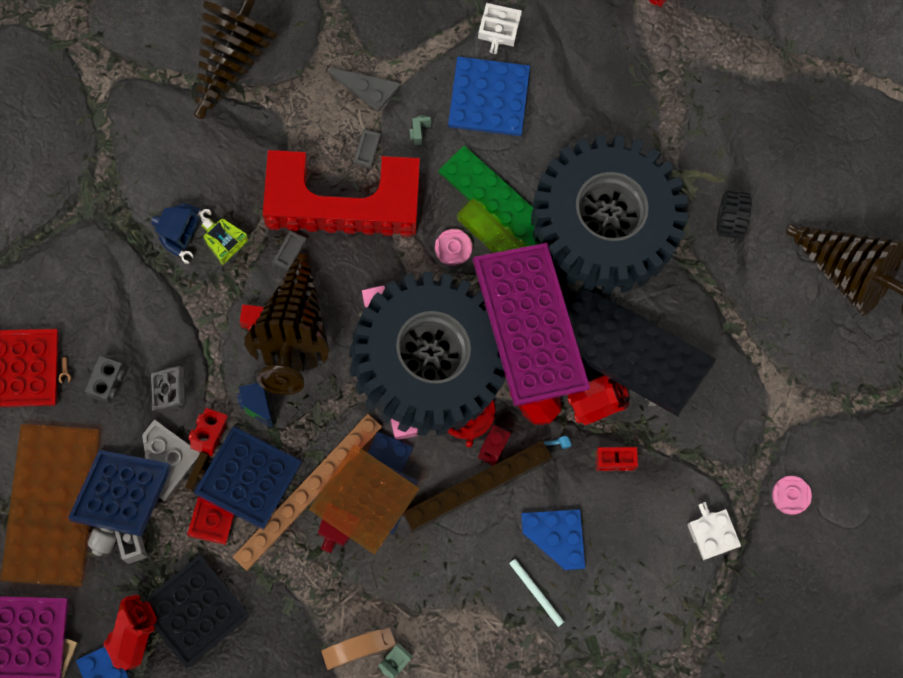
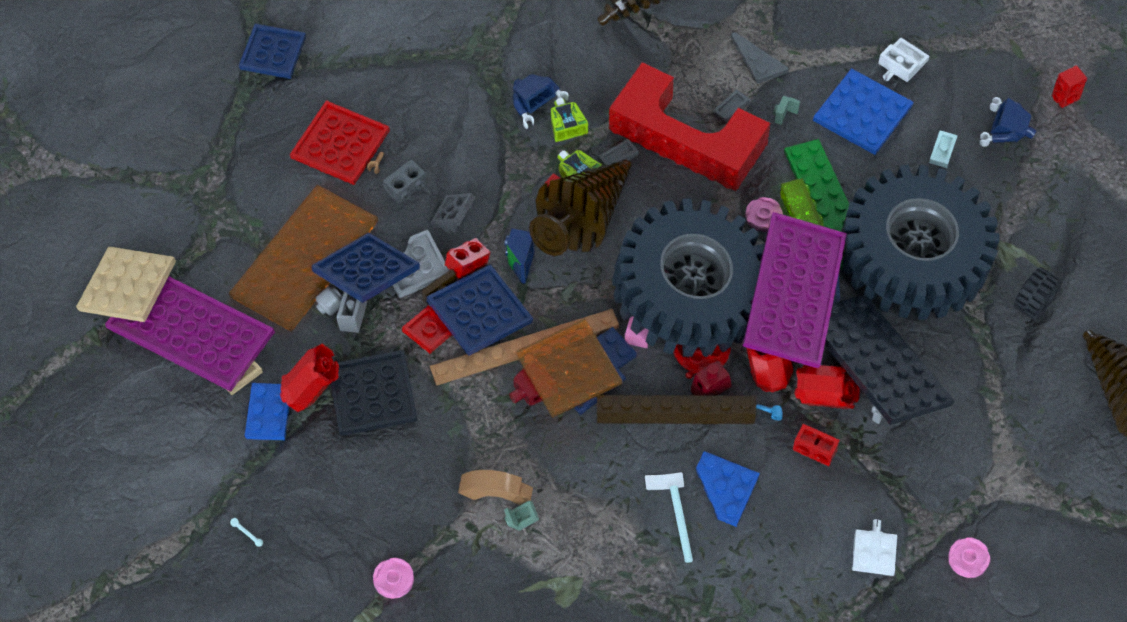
camera: 35 degrees right, 15 degrees down
(259, 284) = (575, 163): none -> torso
(500, 559) = (662, 482): none -> white sticker
(579, 102) = (943, 149): none -> light aqua plate
(626, 48) = (1009, 123): none -> dark blue torso

